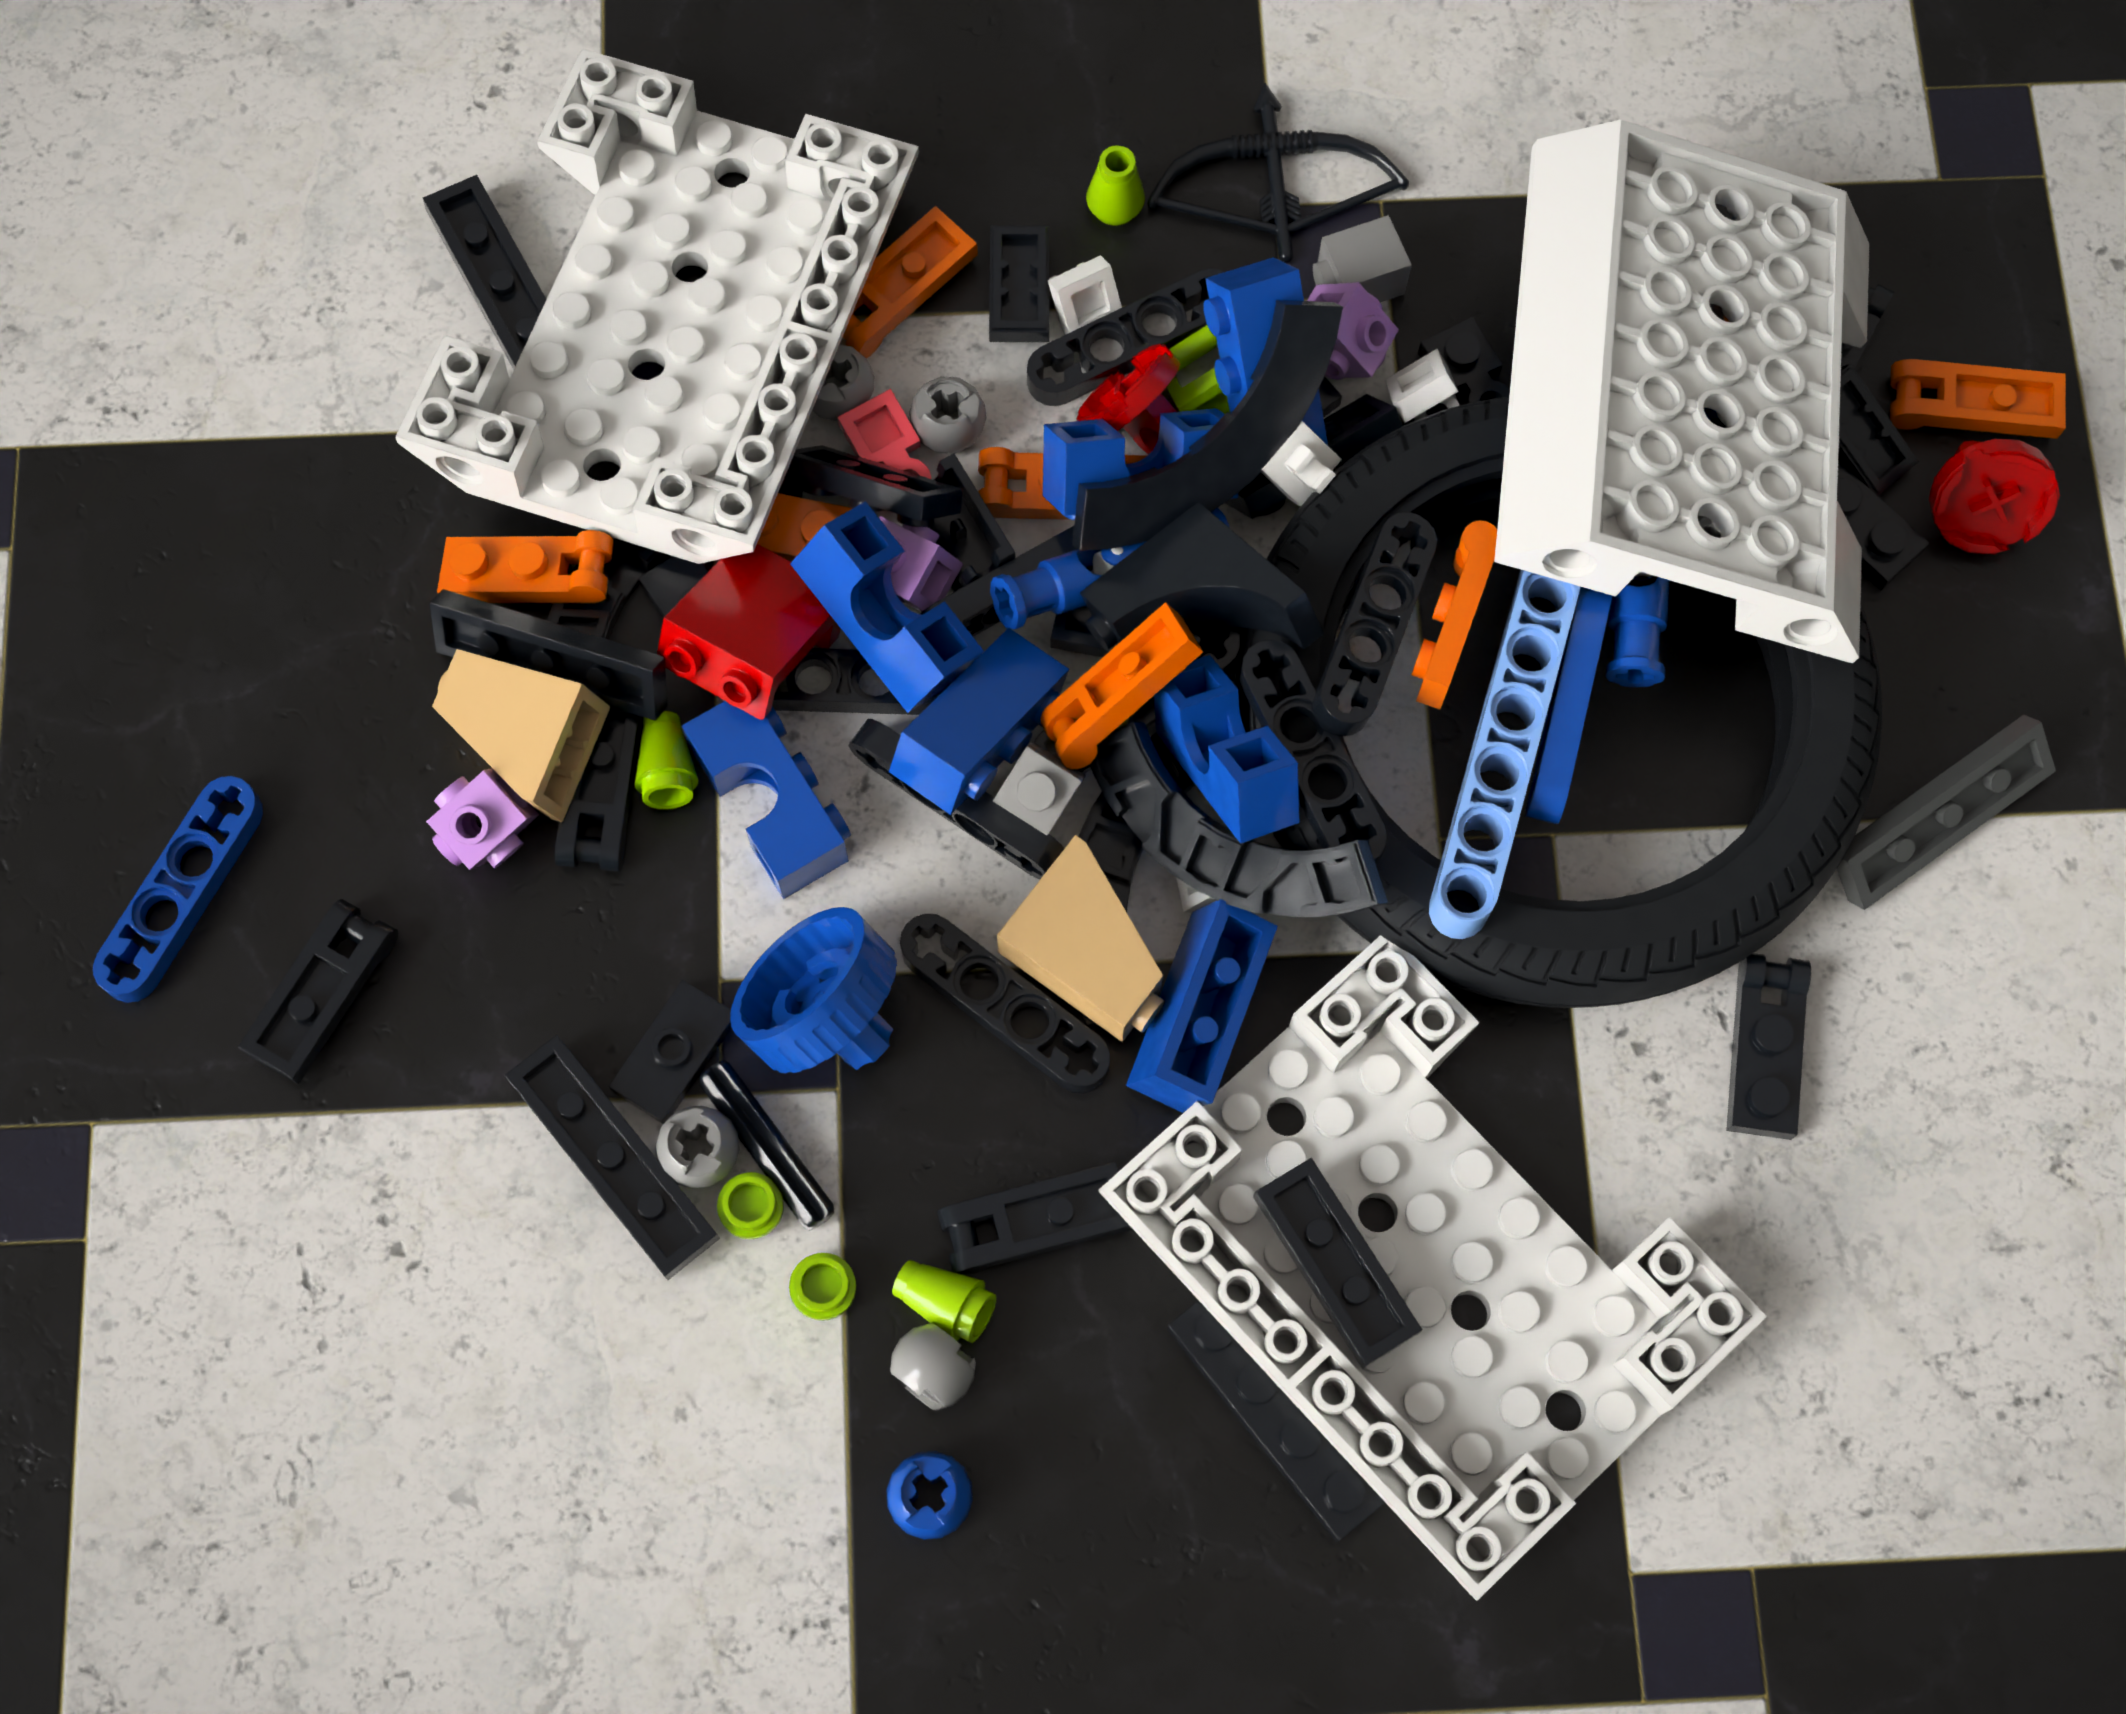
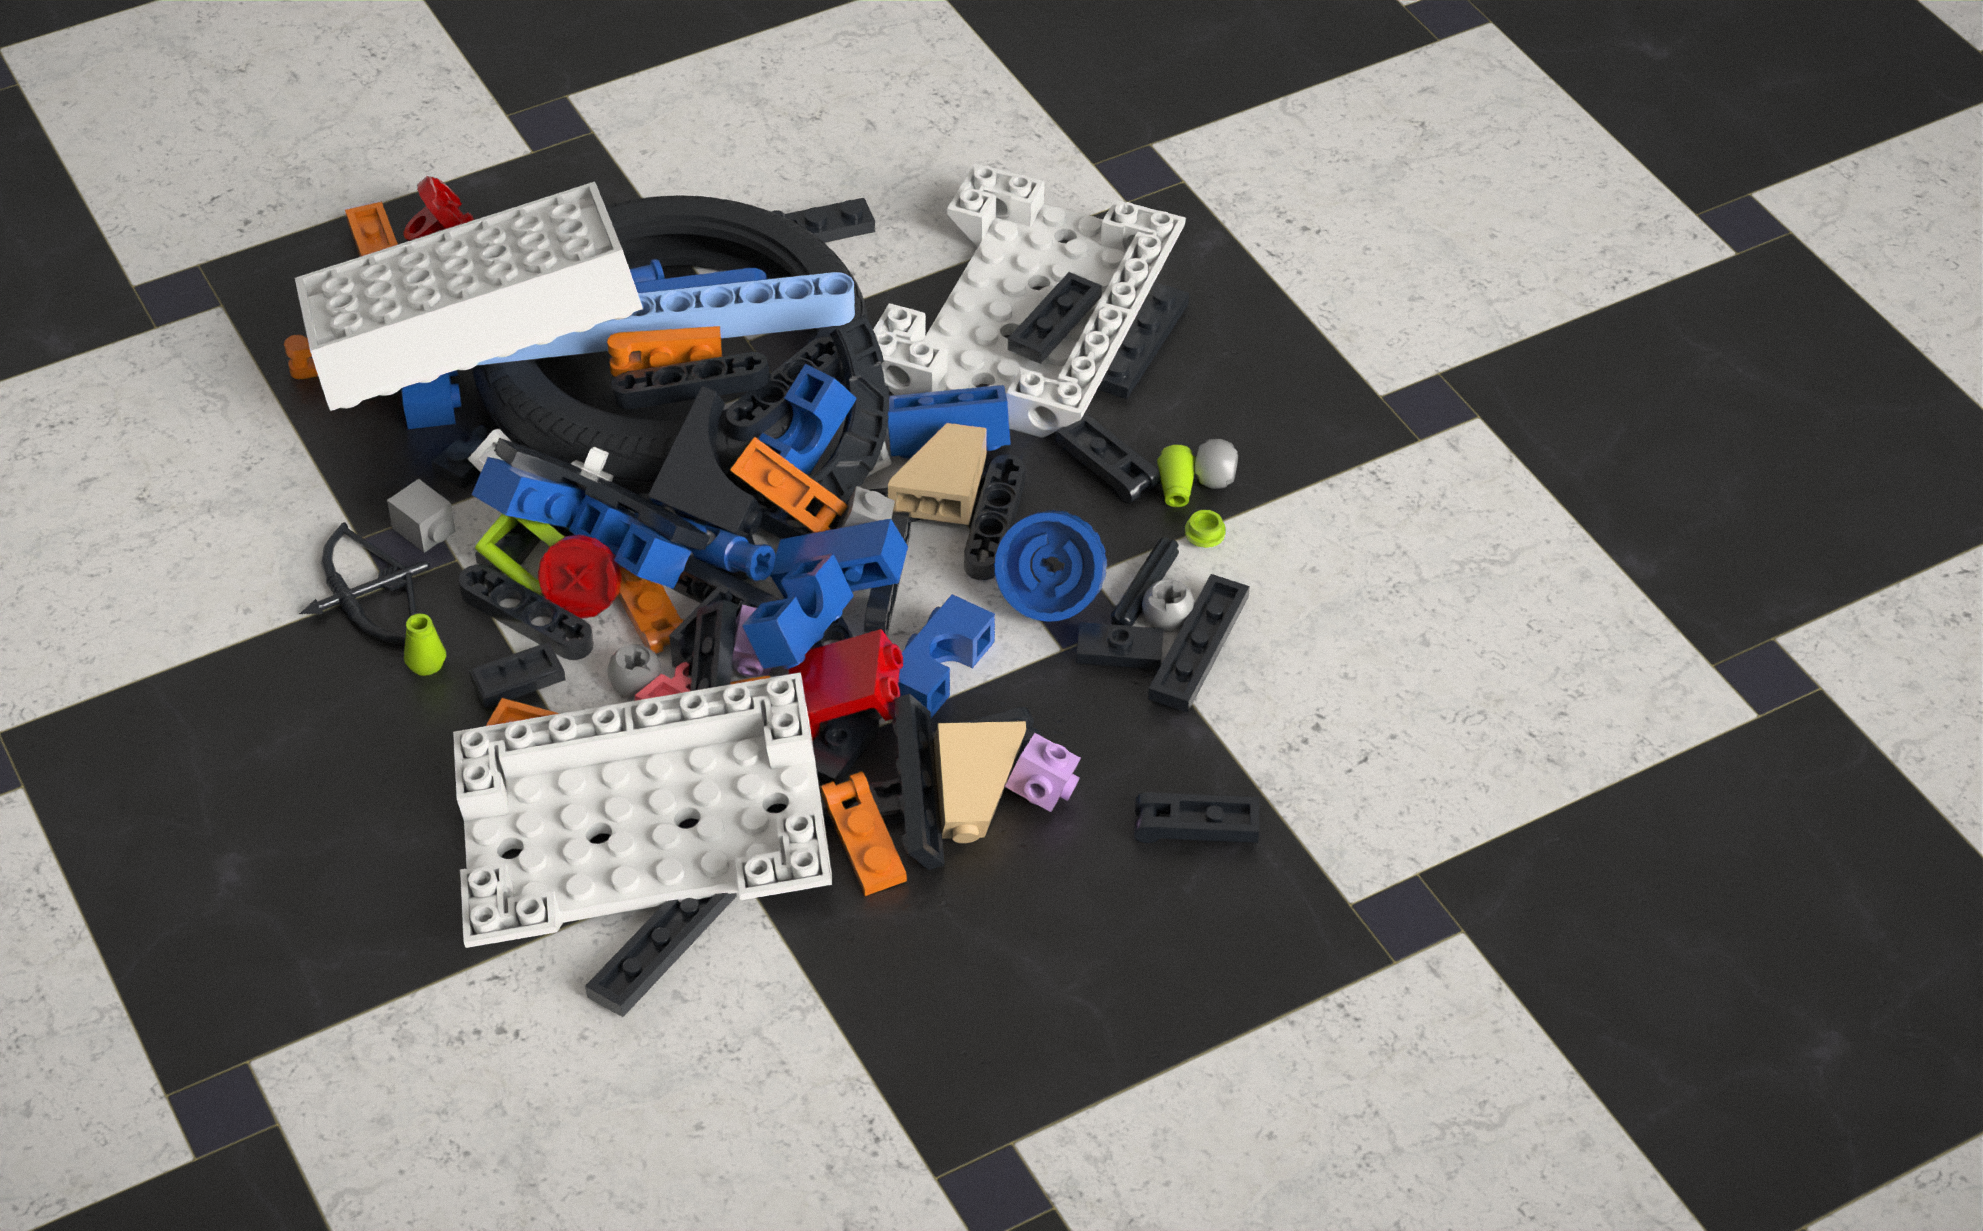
camera: 115 degrees left, 25 degrees down
(168, 883) = (1181, 914): blue beam -> none
(664, 764) = (954, 707): lime cone -> none
(750, 1205) = (1185, 570): lime plate -> none
(956, 1497) = (1281, 443): blue piece -> none
(1084, 294) = (509, 636): white tile -> none
(1362, 333) = (465, 506): lavender brick -> none
(1945, 811) = (628, 186): dark grey plate -> none

